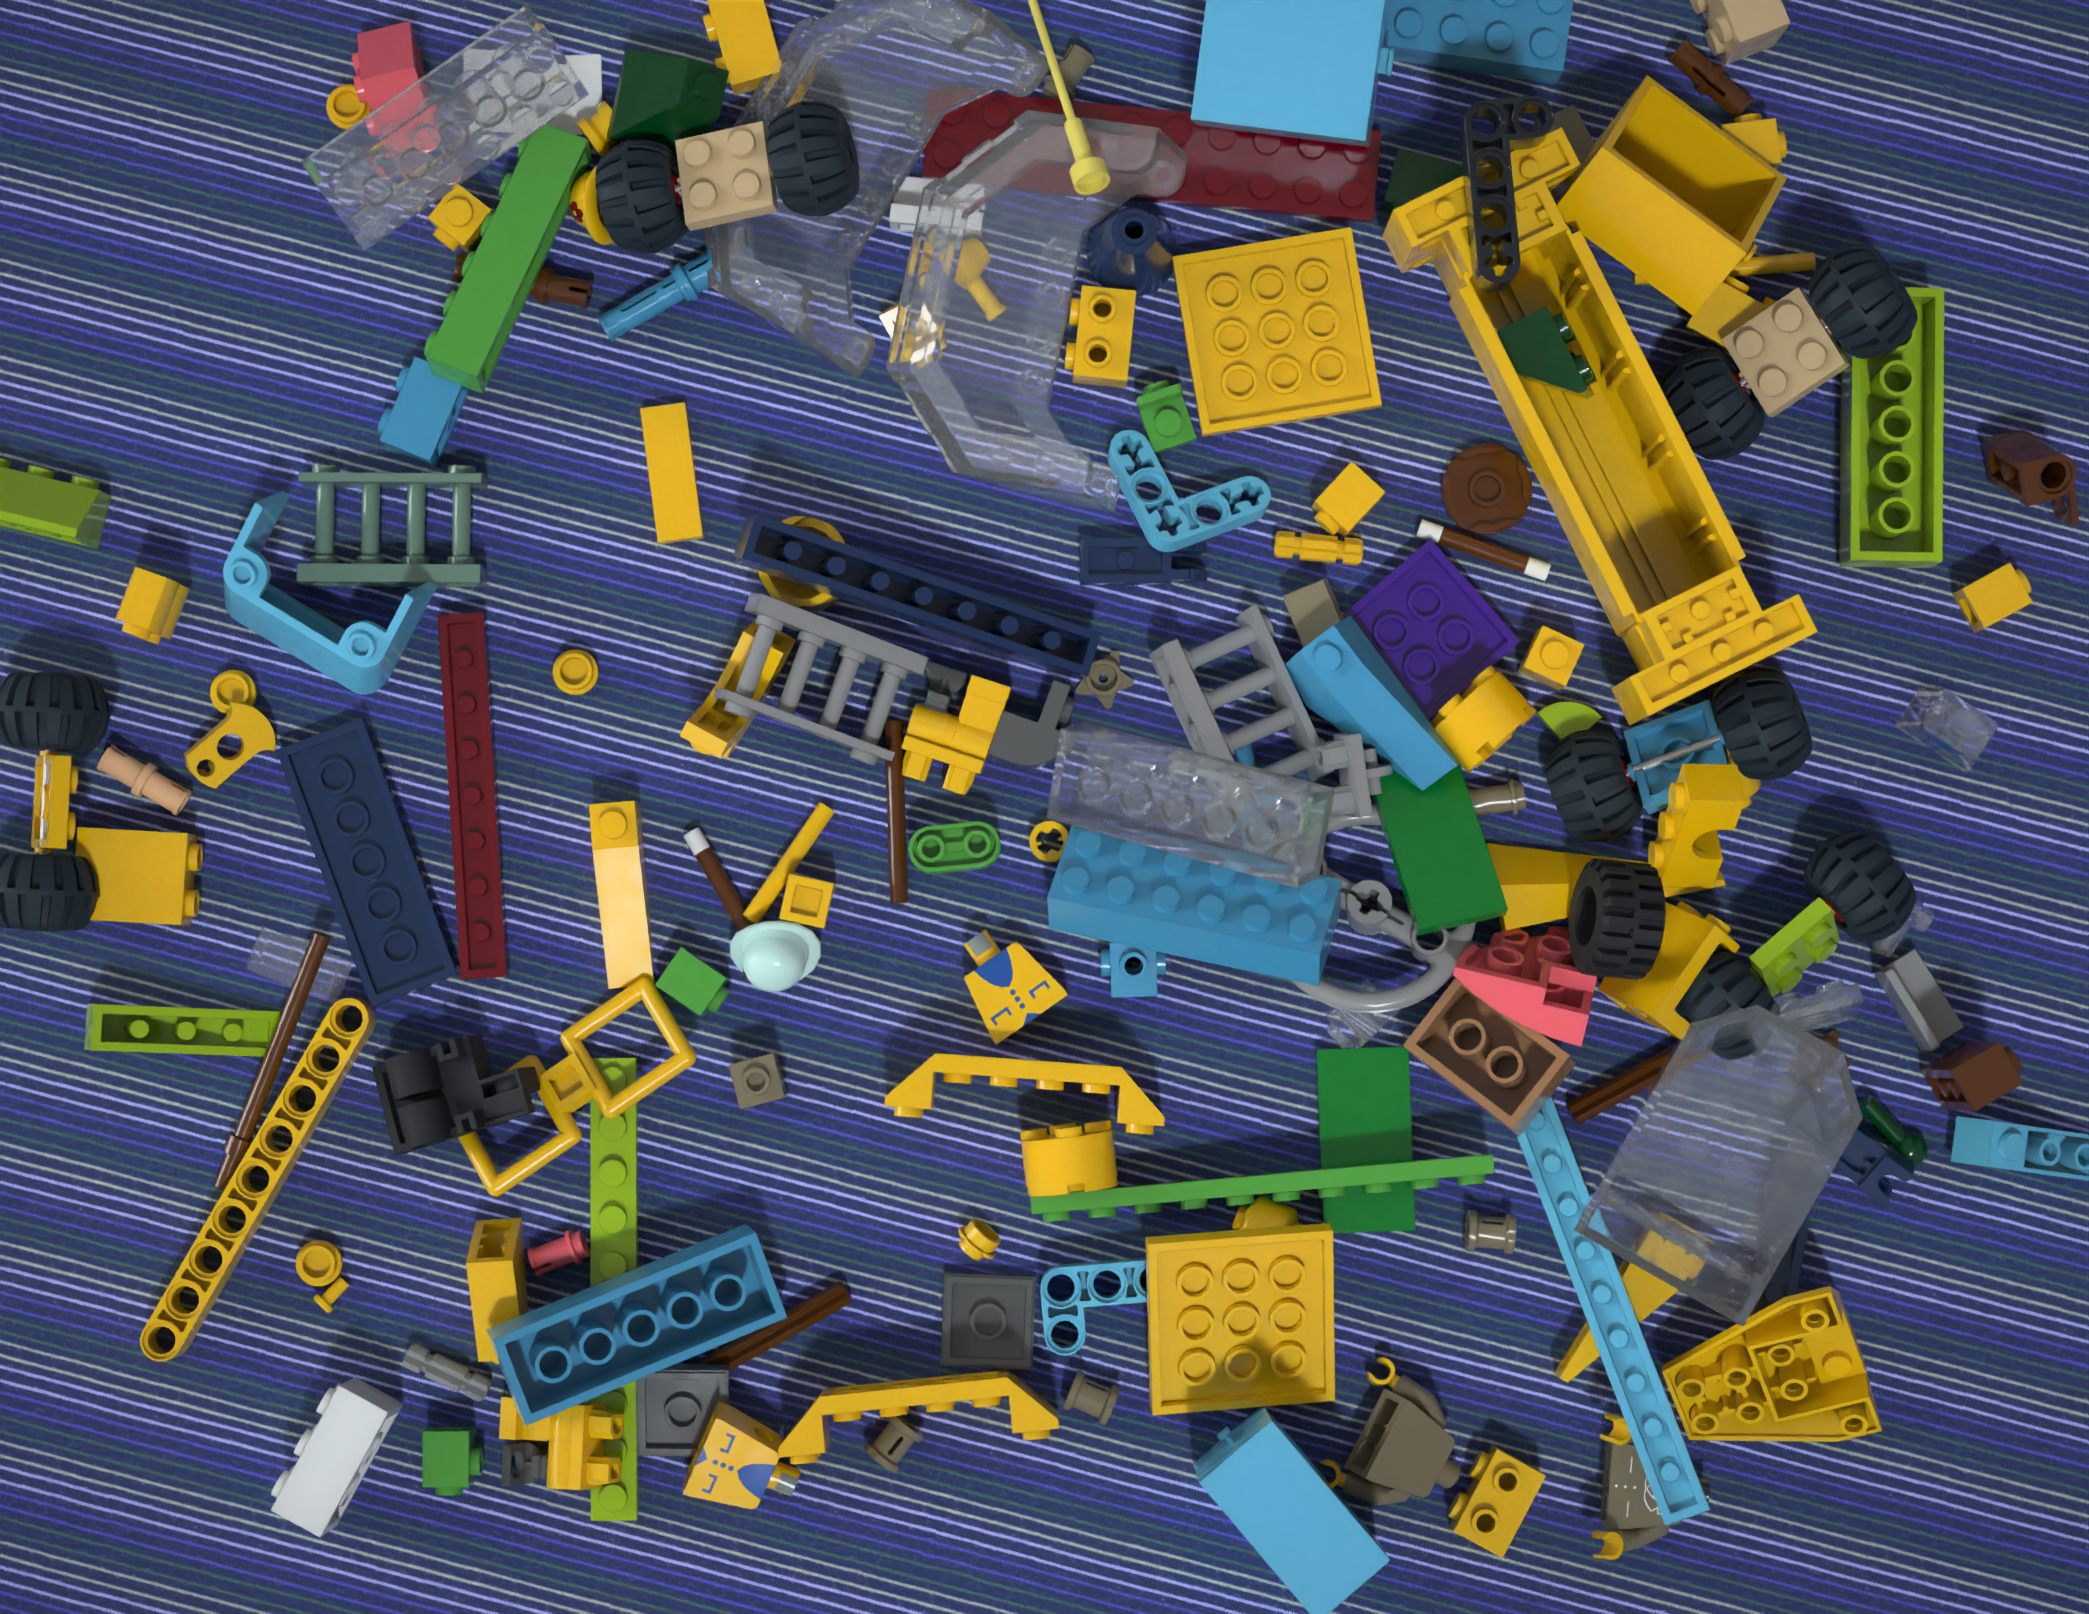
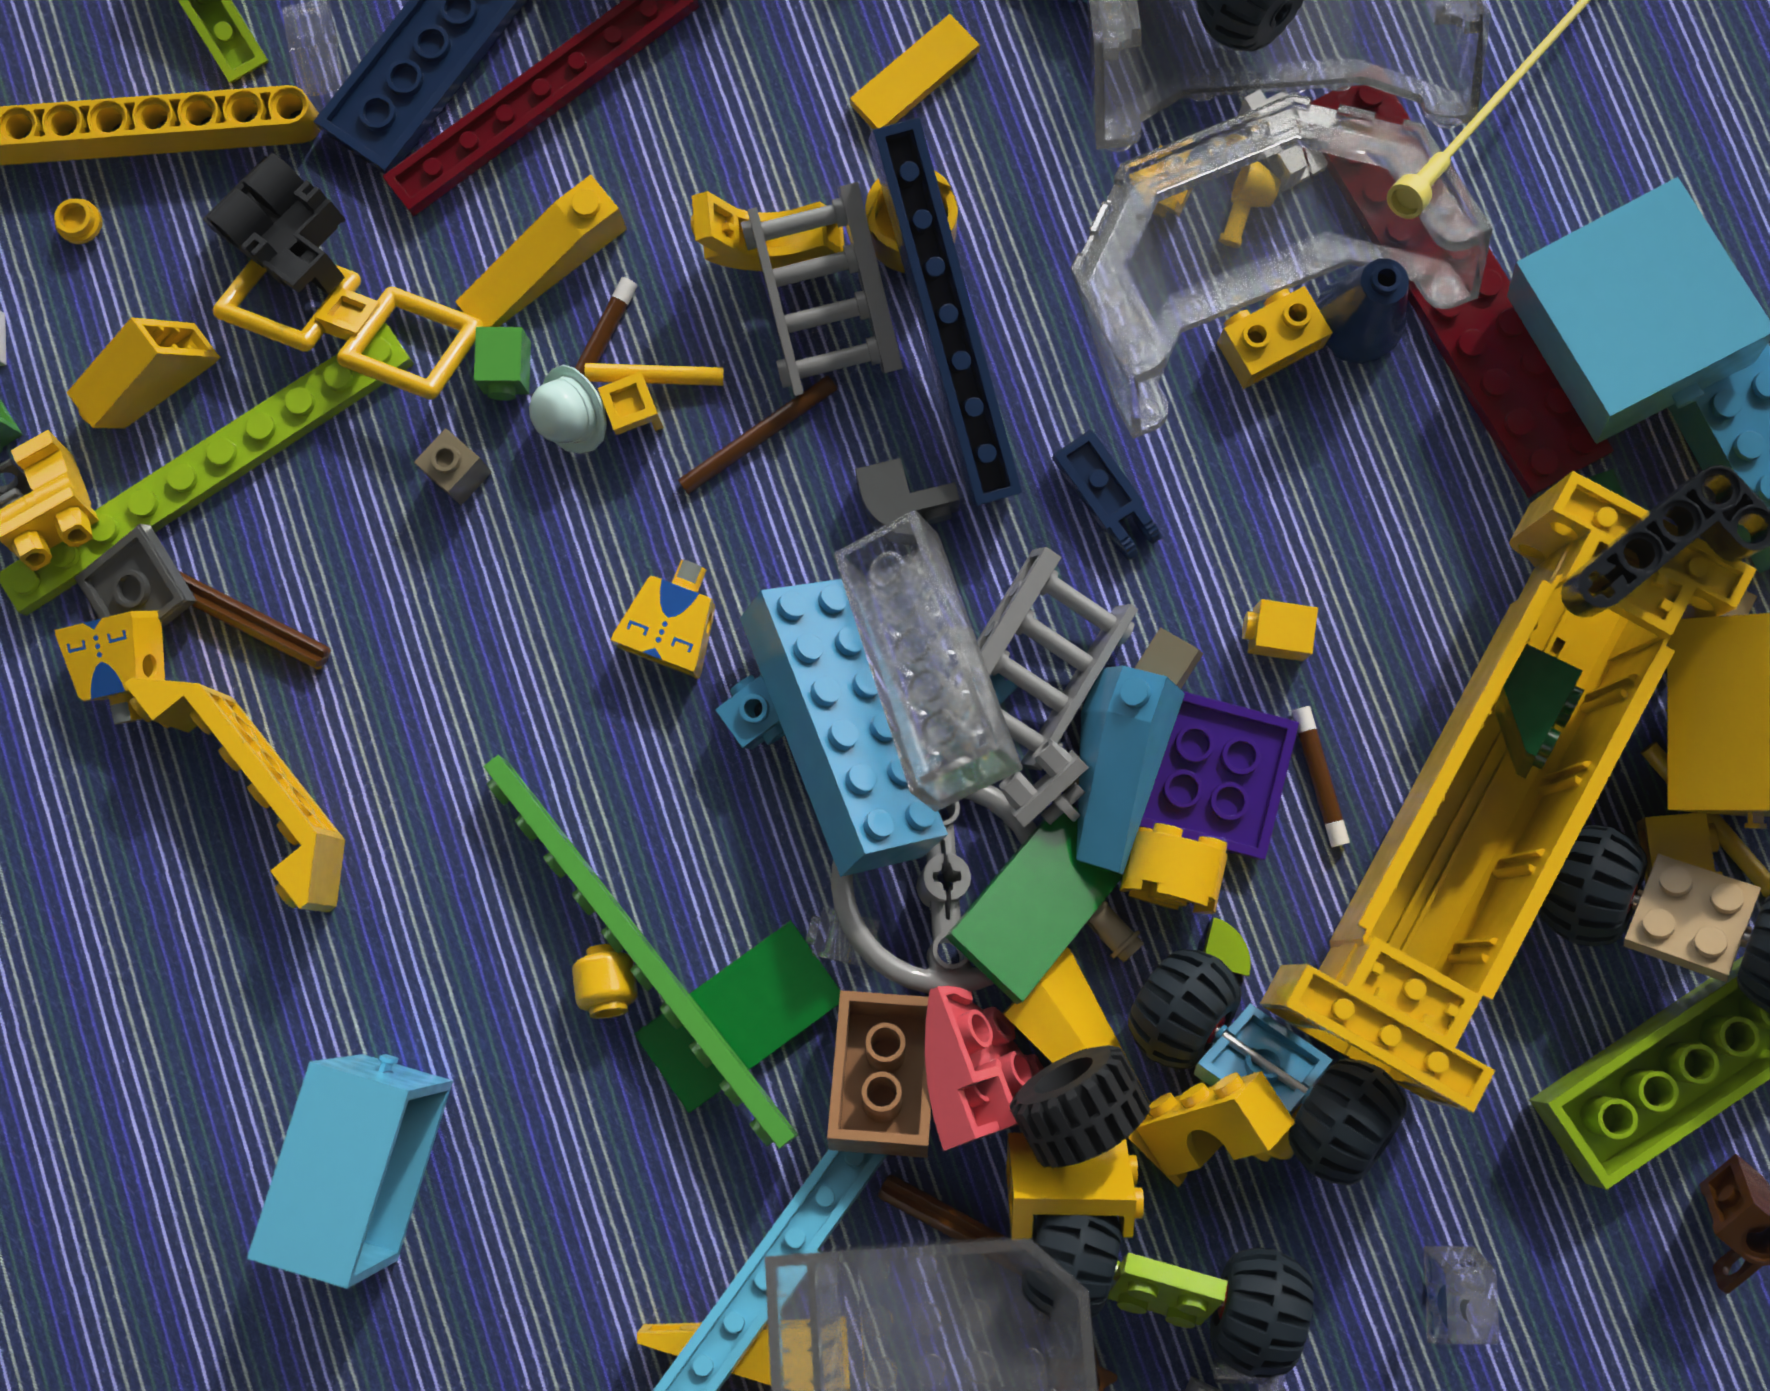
camera: 60 degrees right, 5 degrees down
(240, 1140) = (239, 68): reddish brown bar -> none
(331, 1294) = (51, 247): yellow piece -> none
(447, 1372) = (50, 380): light grey axle -> none
(559, 1252) = (215, 409): coral pin -> none
(575, 672) = (699, 105): yellow plate -> none
(636, 1324) = (170, 492): dark azure brick -> none
(893, 1443) = (200, 783): dark tan bush -> none
(918, 1089) = (536, 601): yellow slope -> none
(950, 738) = (849, 439): yellow hips -> none
(954, 847) = (757, 497): bright green brick -> none
(978, 1240) = (437, 740): yellow plate -> none
(988, 1321) = (374, 795): dark grey tile -> none
(1046, 827) = (816, 559): yellow bush -> none
(1069, 1158) = (551, 767): yellow brick -> none
(1072, 68) = (1477, 166): dark tan pin -> none
(1085, 1295) = (473, 898): medium azure beam -> none
(1091, 1397) = (361, 925): dark tan bush -> none
(1116, 680) = (987, 517): dark tan plate -> none
(1165, 416) = (1243, 433): bright green bracket -> none
(1183, 511) = (1171, 496): medium azure beam -> none
(1240, 1318) = (506, 1007): yellow plate -> none
(1276, 332) = (1380, 477): yellow plate -> none
(1318, 548) = (1222, 634): yellow axle -> none
(1400, 1446) = (483, 1228): dark tan torso -> none
(1486, 490) = (1373, 744): reddish brown tile -> none
(1490, 1232) = (730, 1181): dark tan bush -> none
(1495, 1500) = (493, 1347): yellow brick -> none
(1551, 658) = (1269, 895): yellow brick -> none
(1829, 1006) = (1134, 1356): clear plate -> none
(1993, 597) = (1603, 1259): yellow brick -> none

